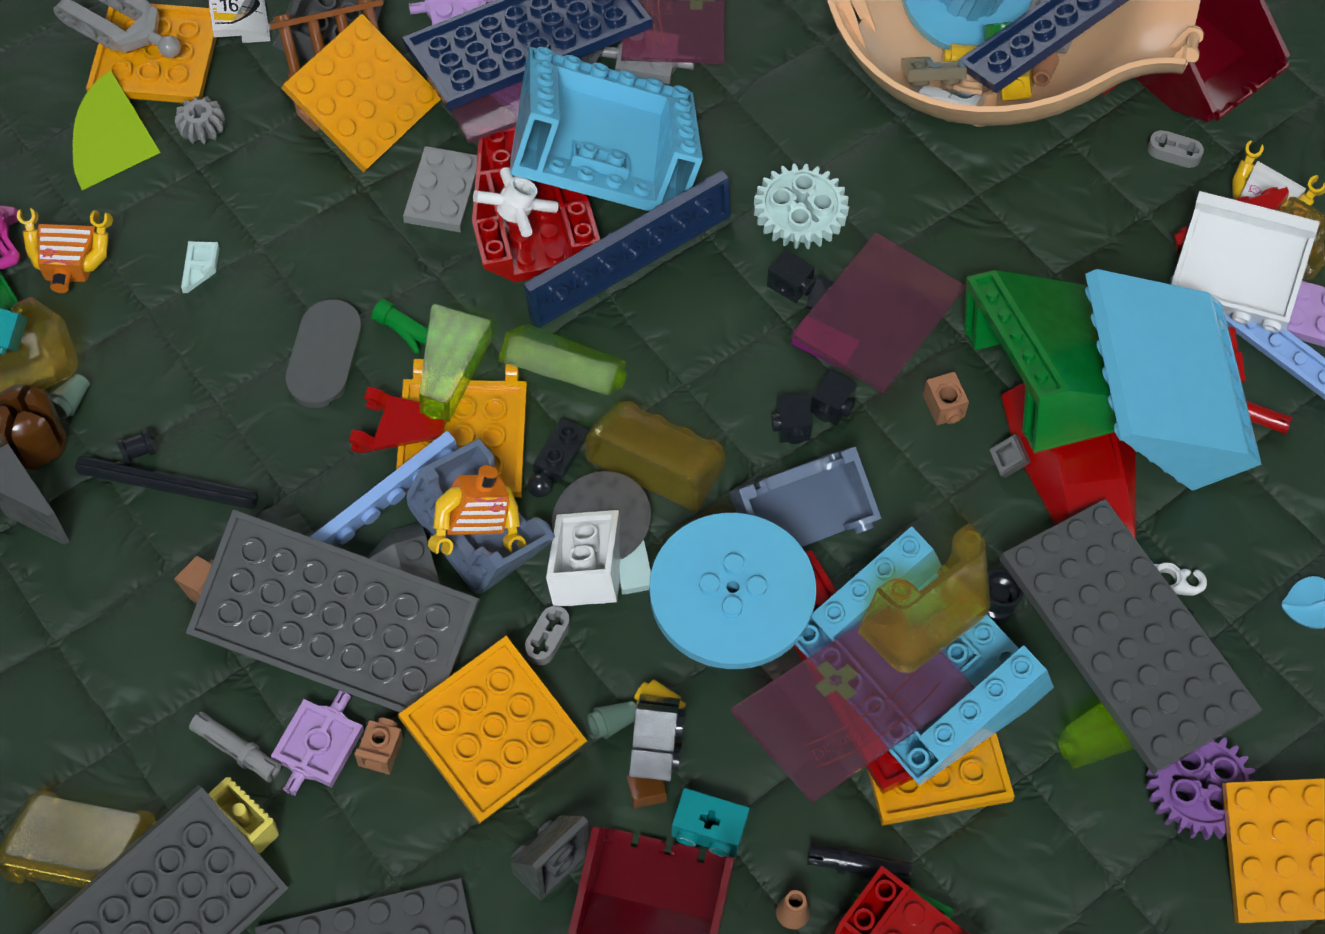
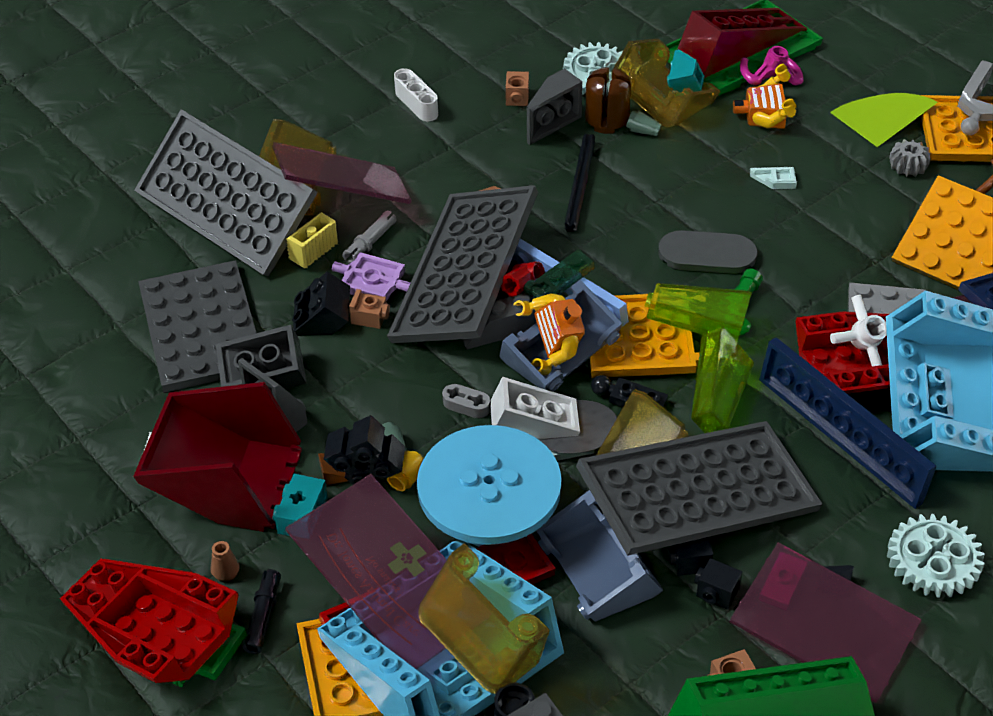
camera: 90 degrees right, 15 degrees down
(132, 770) = (340, 173): none -> clear pink piece
(135, 446) = (603, 157): black bush -> none
(369, 807) = (322, 307): none -> black slope
(370, 544) = (515, 280): none -> red piece
(387, 500) = (561, 275): none -> clear green plate
(399, 425) = (636, 290): red flag -> none
(474, 874) = (272, 352): none -> dark grey slope
(492, 729) = (379, 365): light orange plate -> none
(726, 394) = (697, 487): none -> dark grey plate
(791, 277) = (849, 546): black brick -> none

